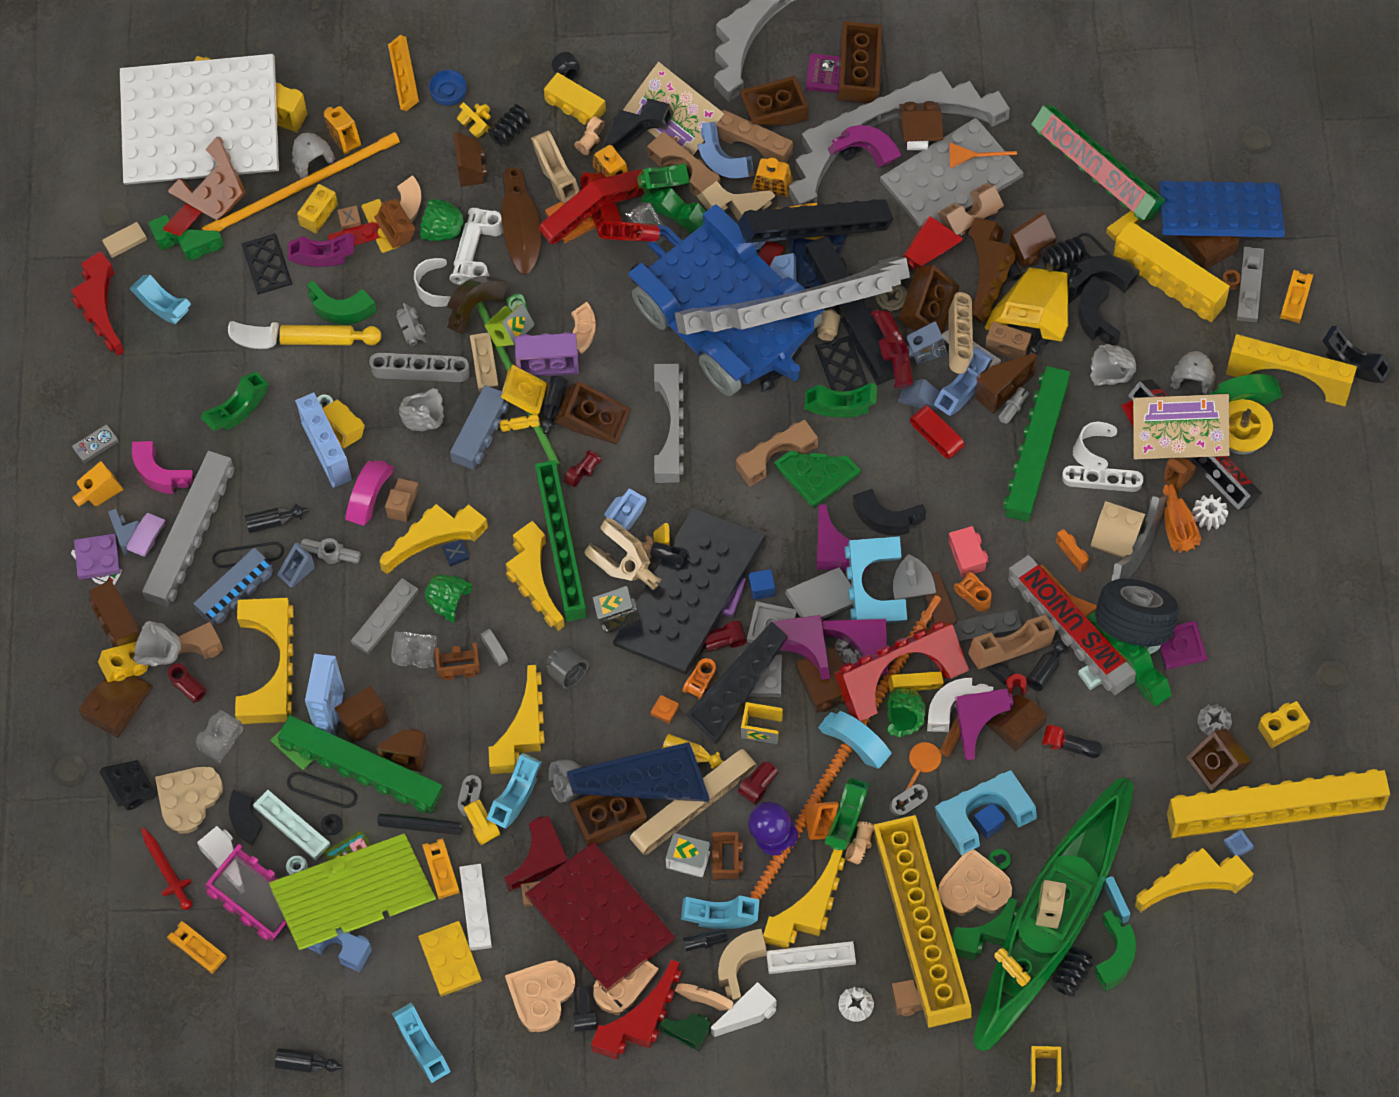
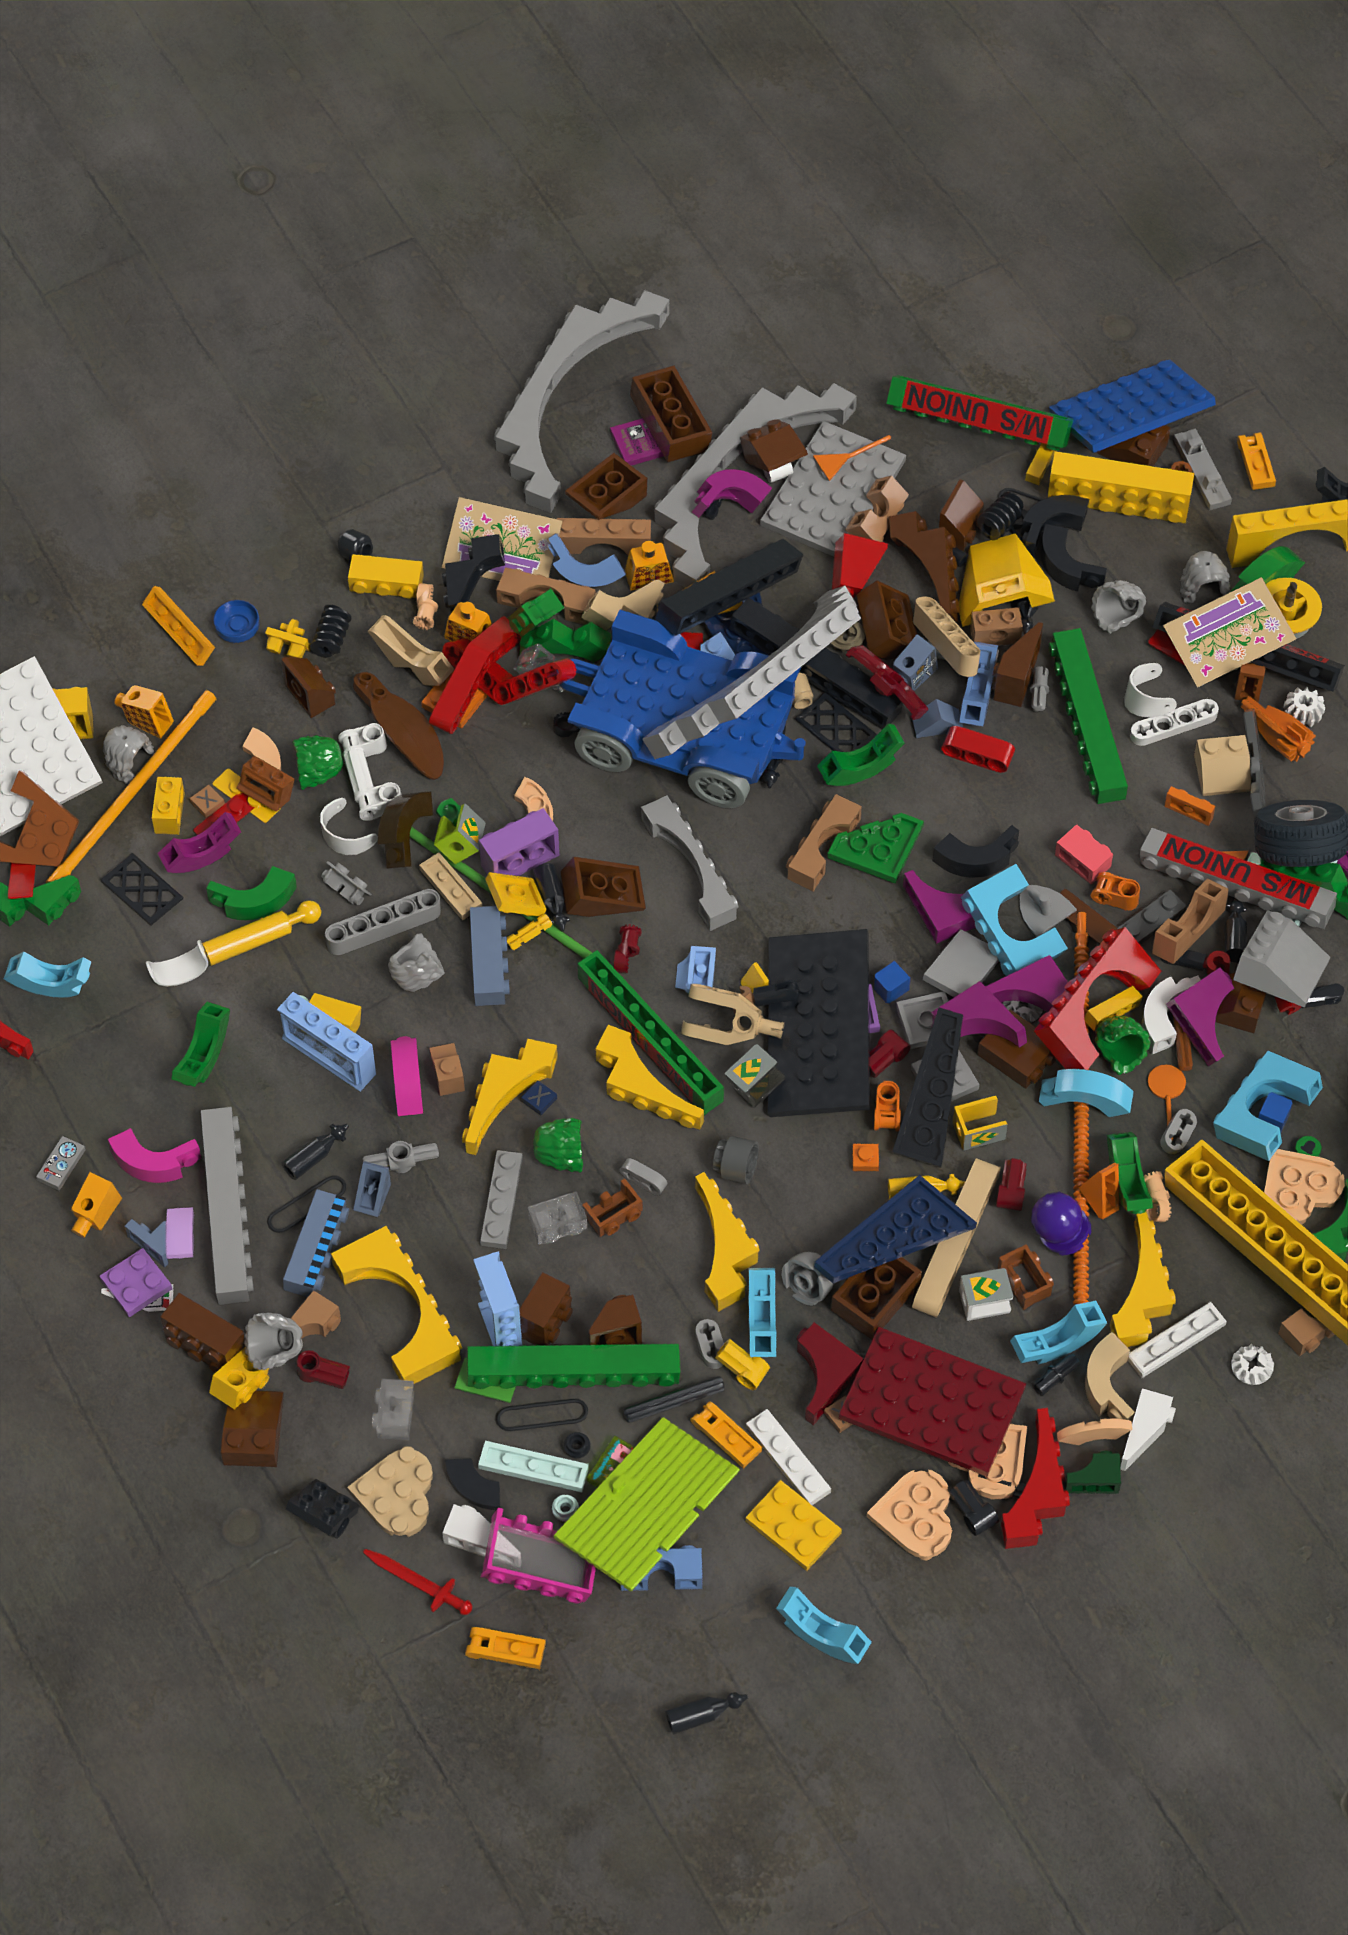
camera: 30 degrees left, 5 degrees down
(1062, 705) = (1282, 960): none -> light grey slope

